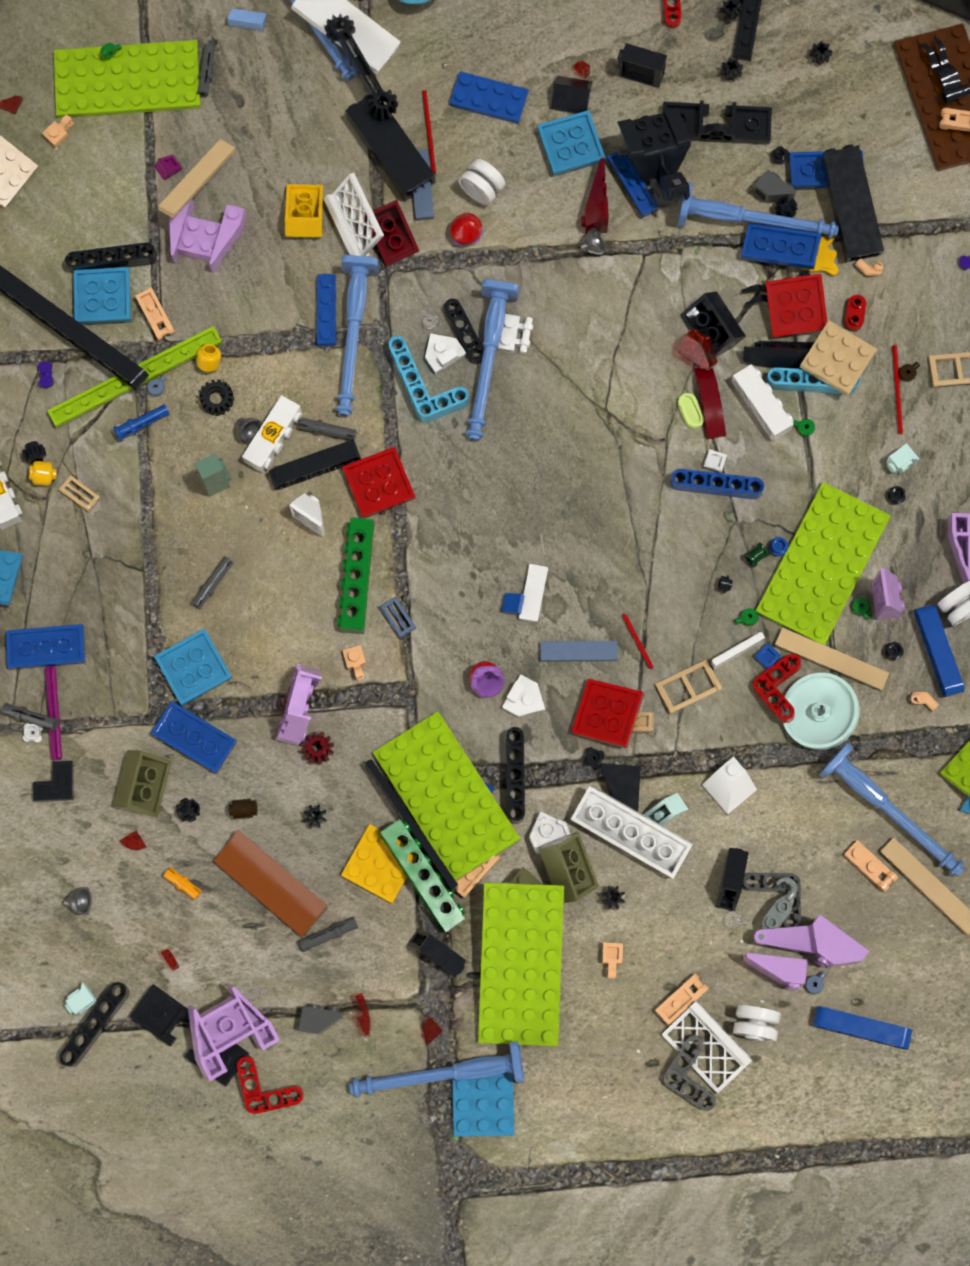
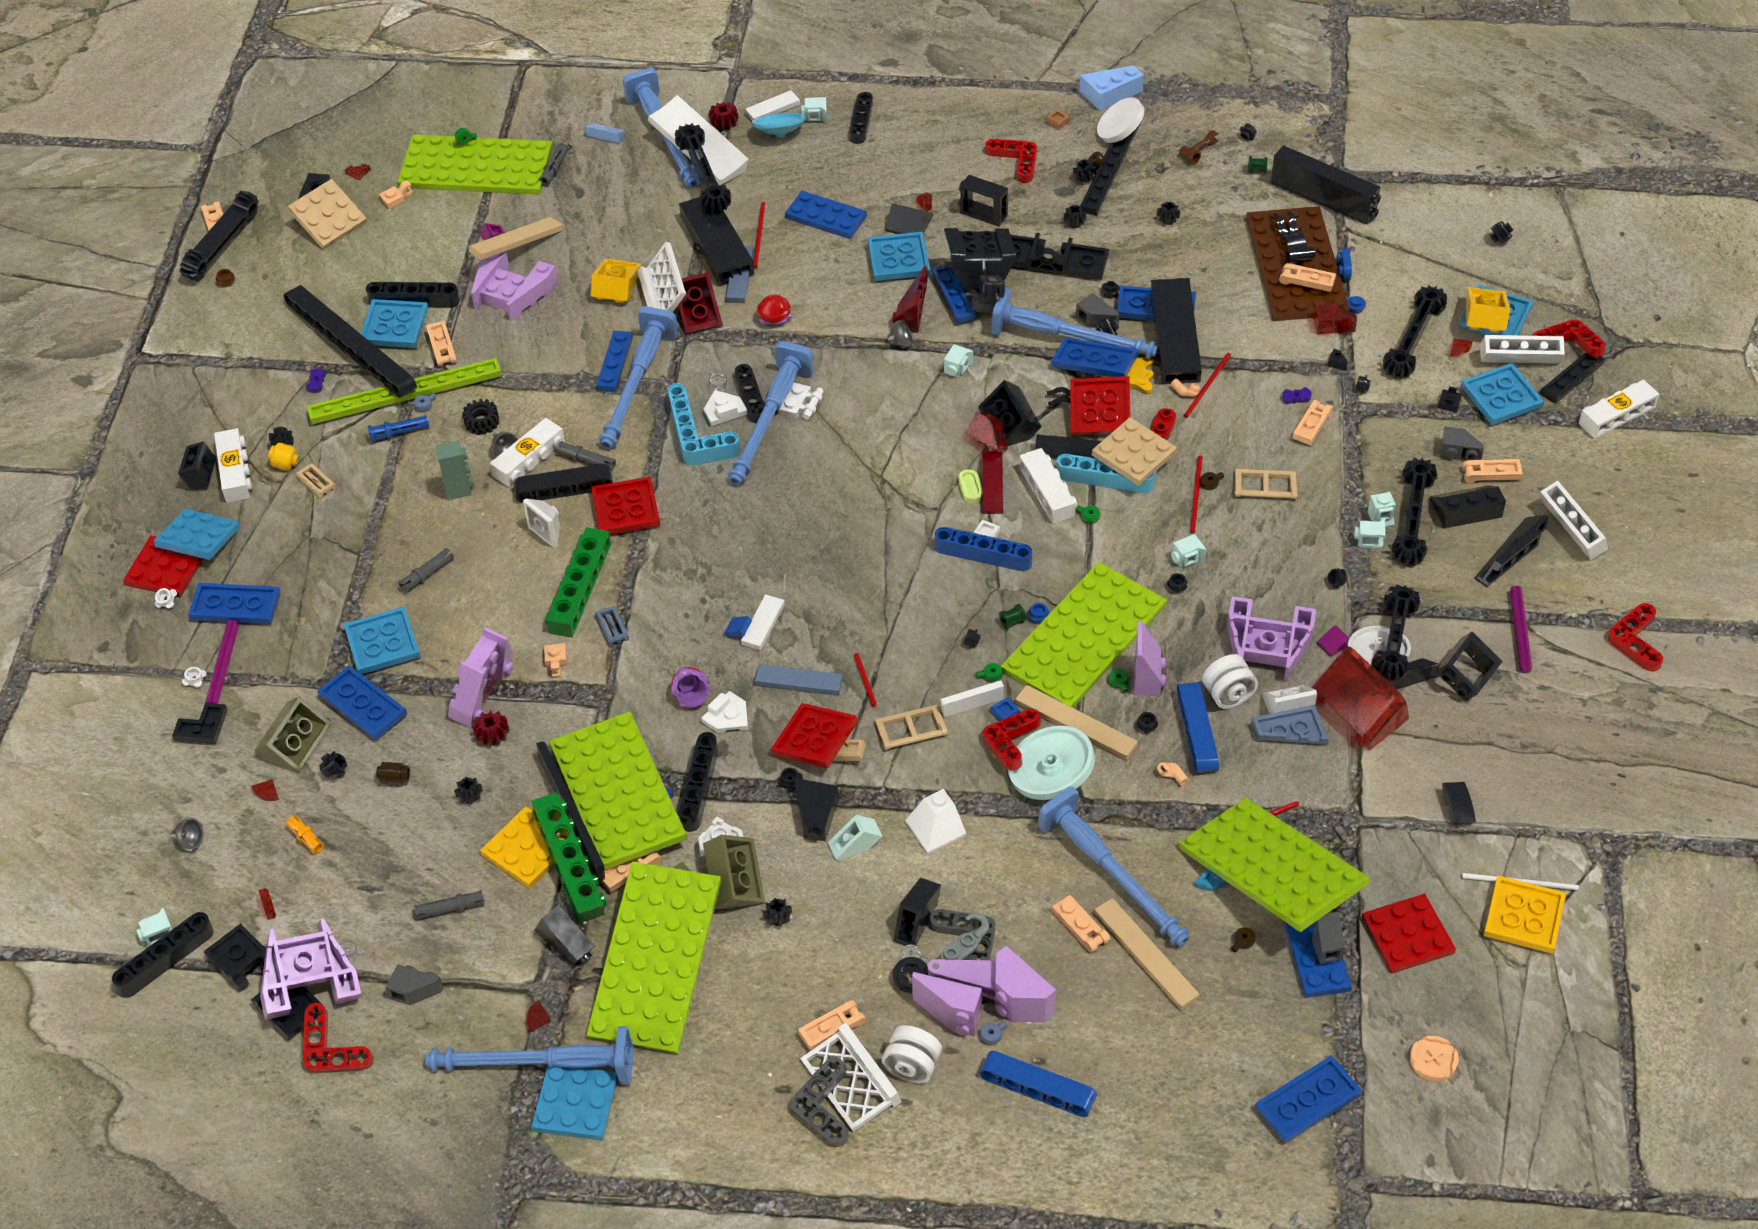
camera: 10 degrees right, 25 degrees down
(22, 714) = (189, 657): dark grey pin -> none
(208, 358) = (482, 381): yellow head -> none
(270, 884) = (402, 848): dark orange arch -> none
(364, 1020) = (464, 989): clear red slope -> none
(481, 182) = (798, 271): white wheel -> none
(612, 955) = (762, 970): light nougat plate -> none
(631, 831) = (813, 846): white arch -> none
(652, 266) = (957, 360): none -> light aqua window
(745, 947) = (903, 967): none -> black gear
(888, 258) = (1206, 386): none -> red axle

